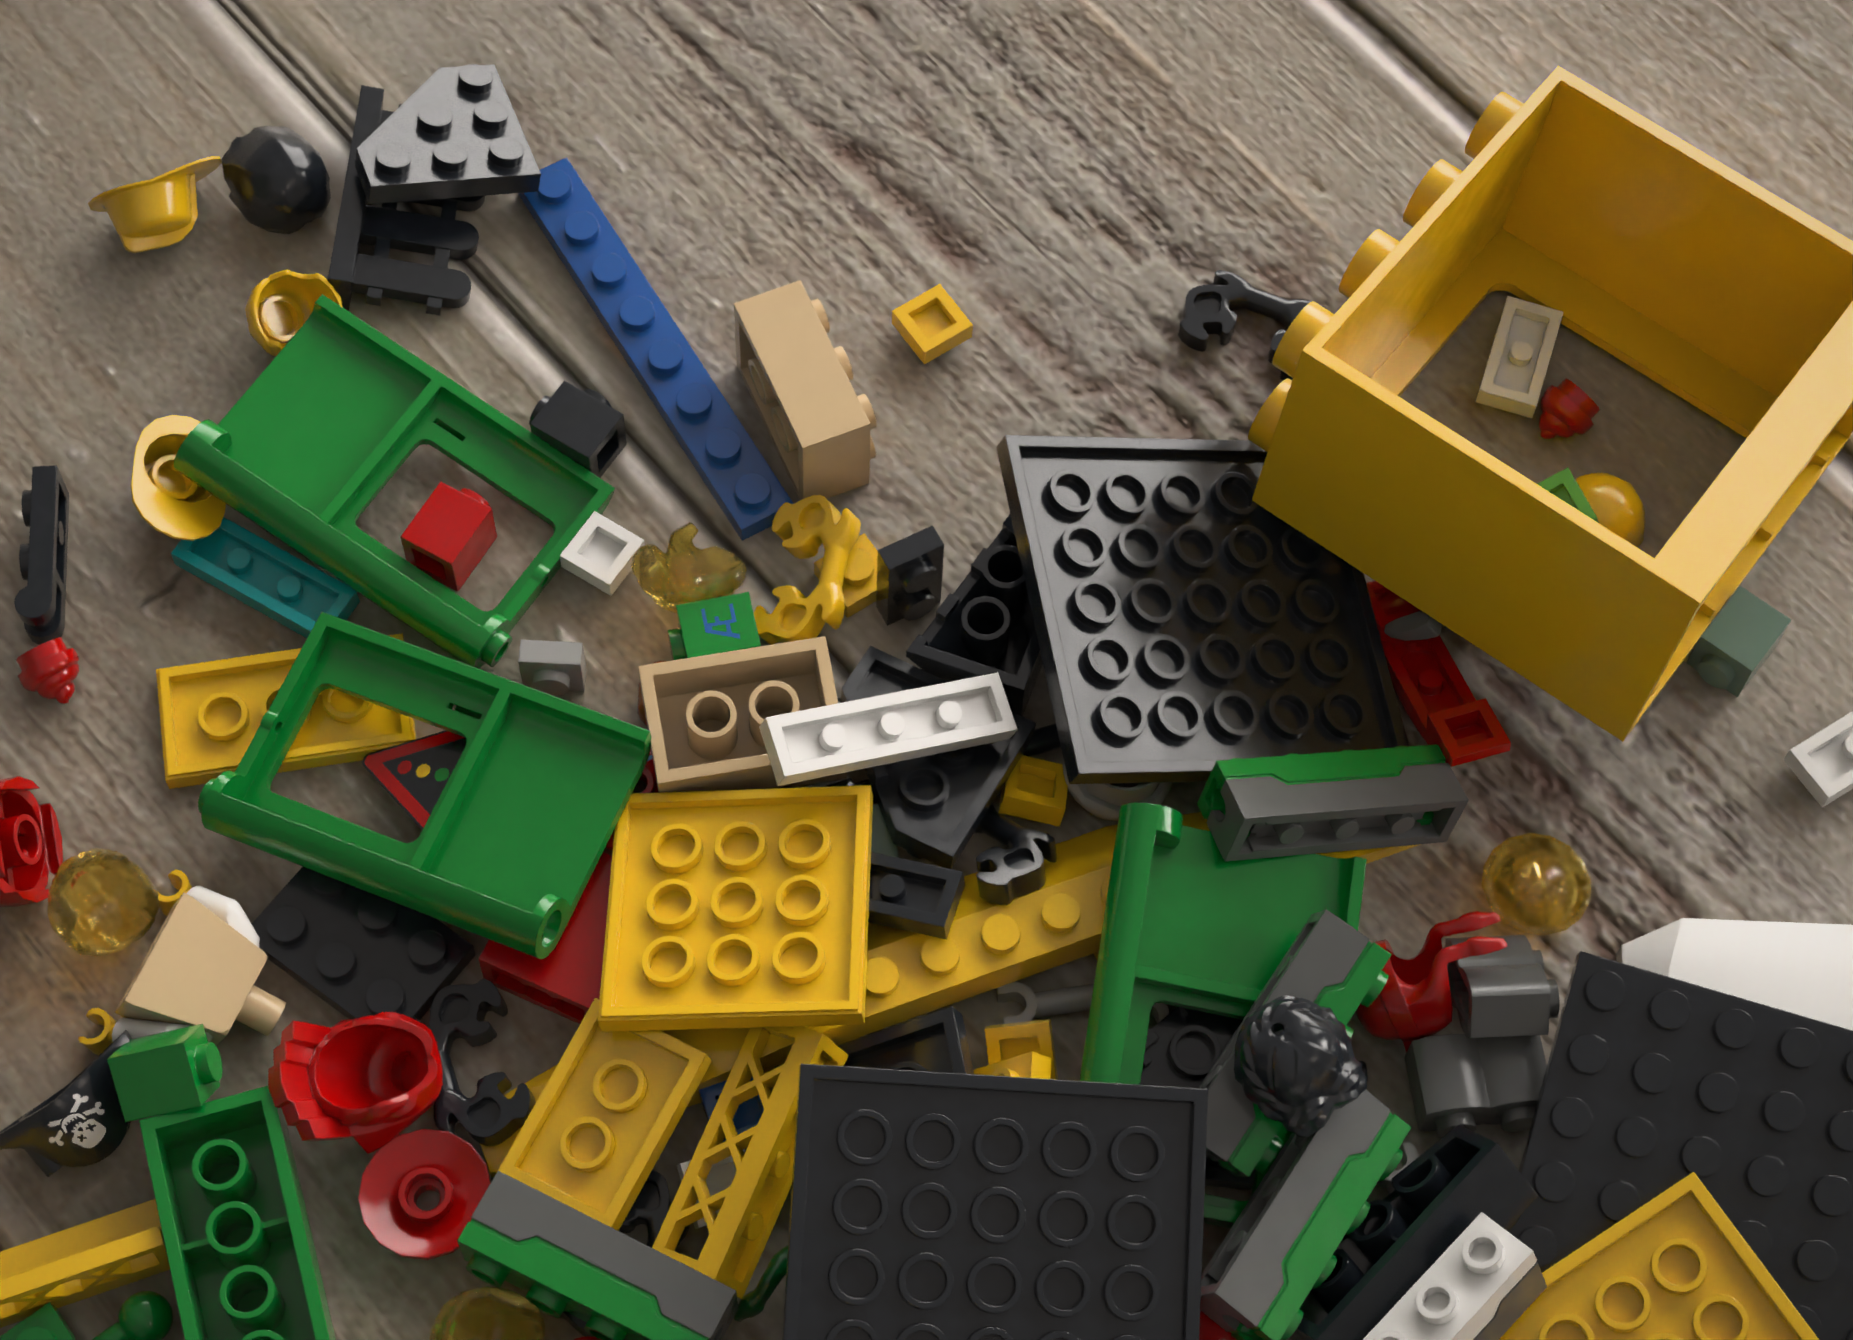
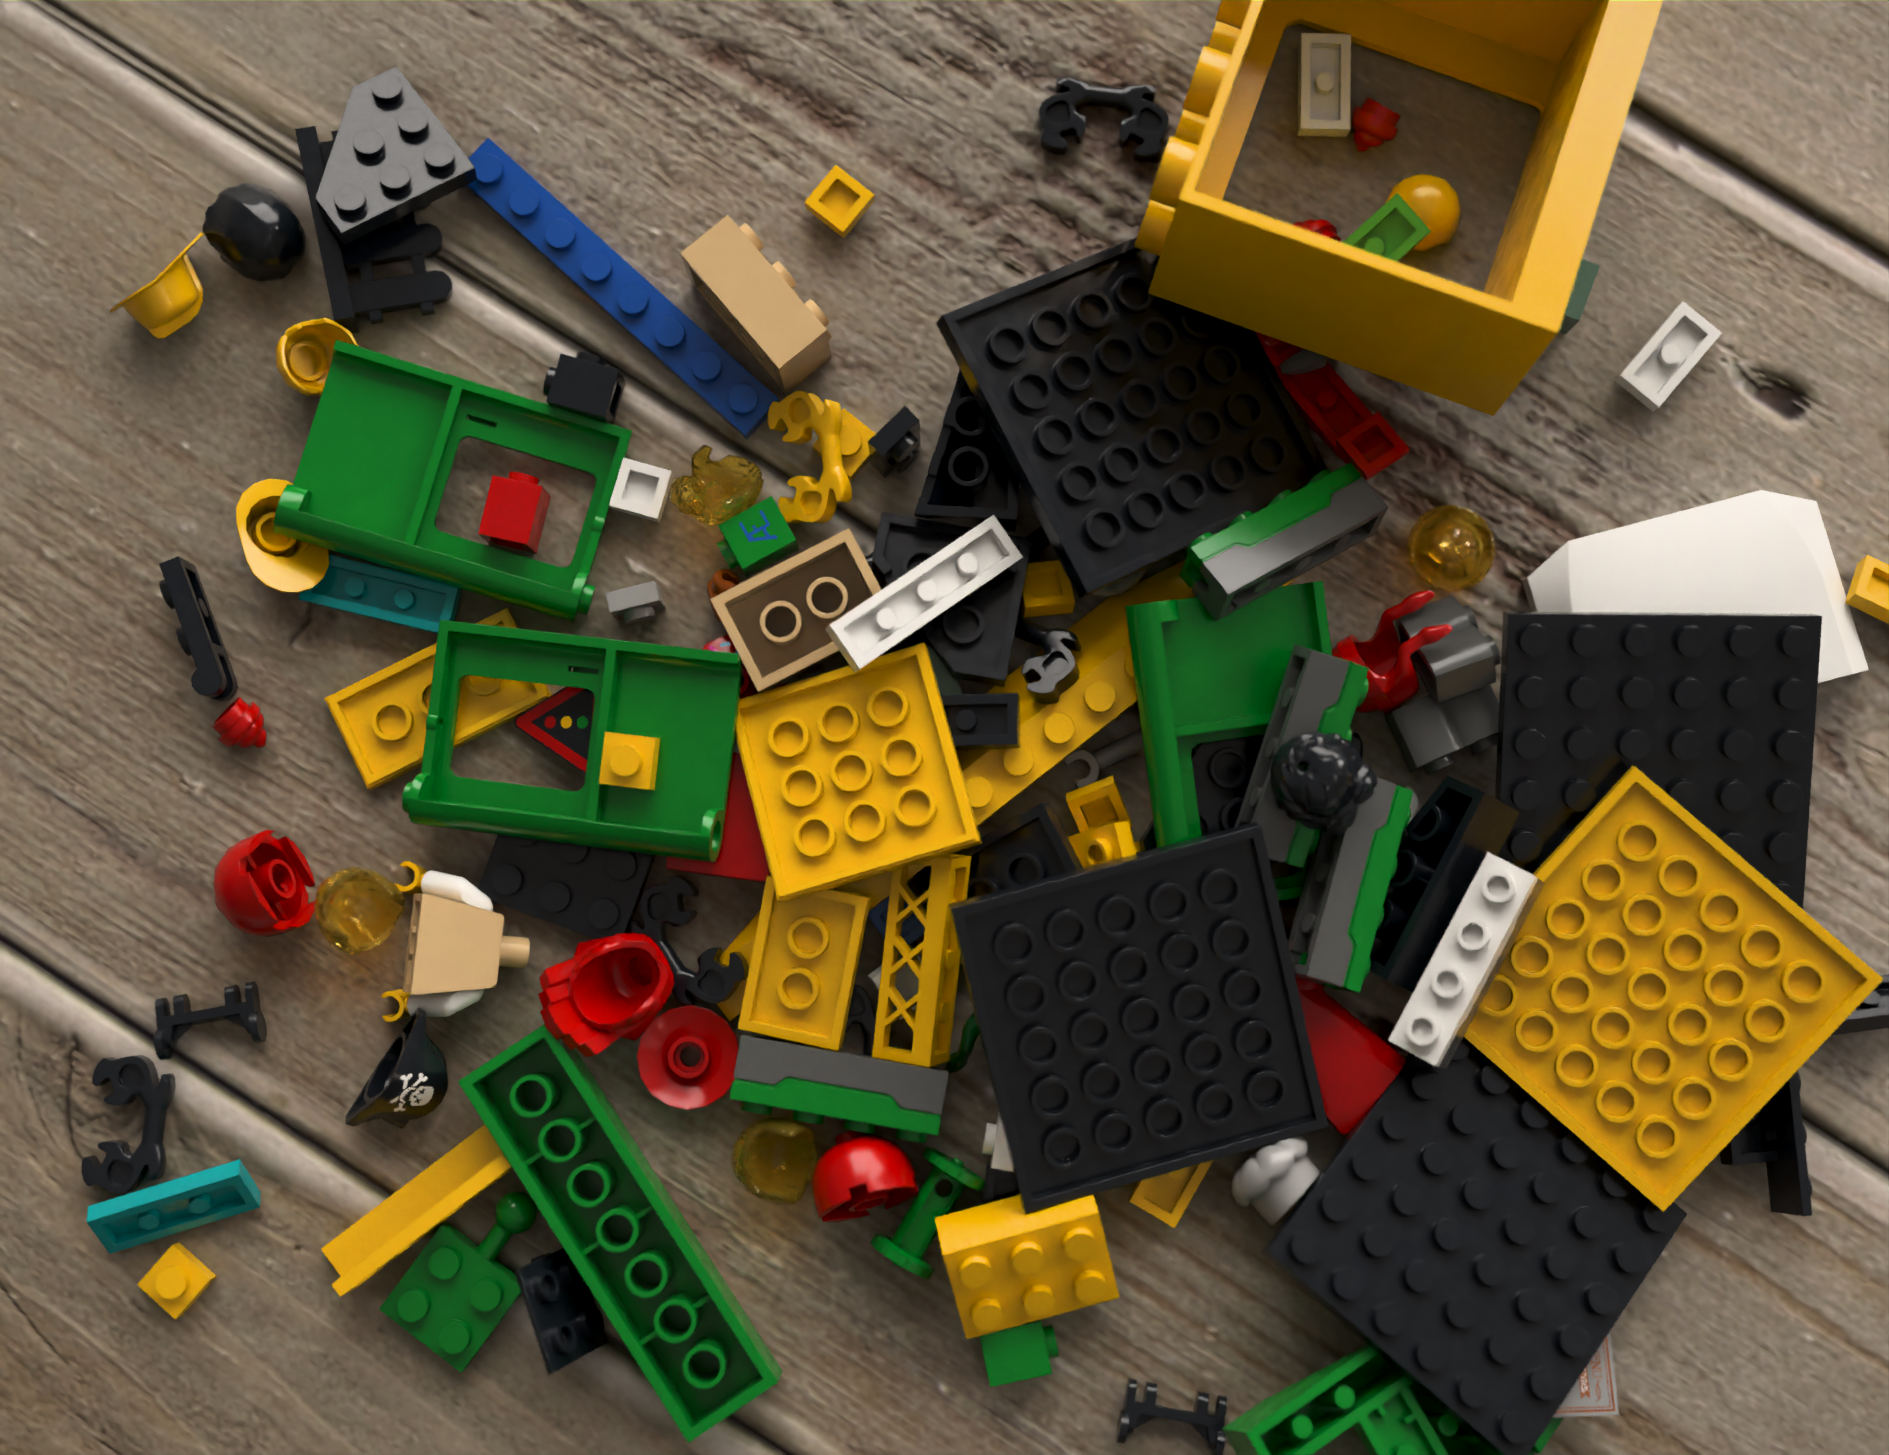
camera: 15 degrees left, 20 degrees up
(165, 1072) = (462, 1036): green brick -> none
(481, 820) = (629, 760): none -> yellow plate

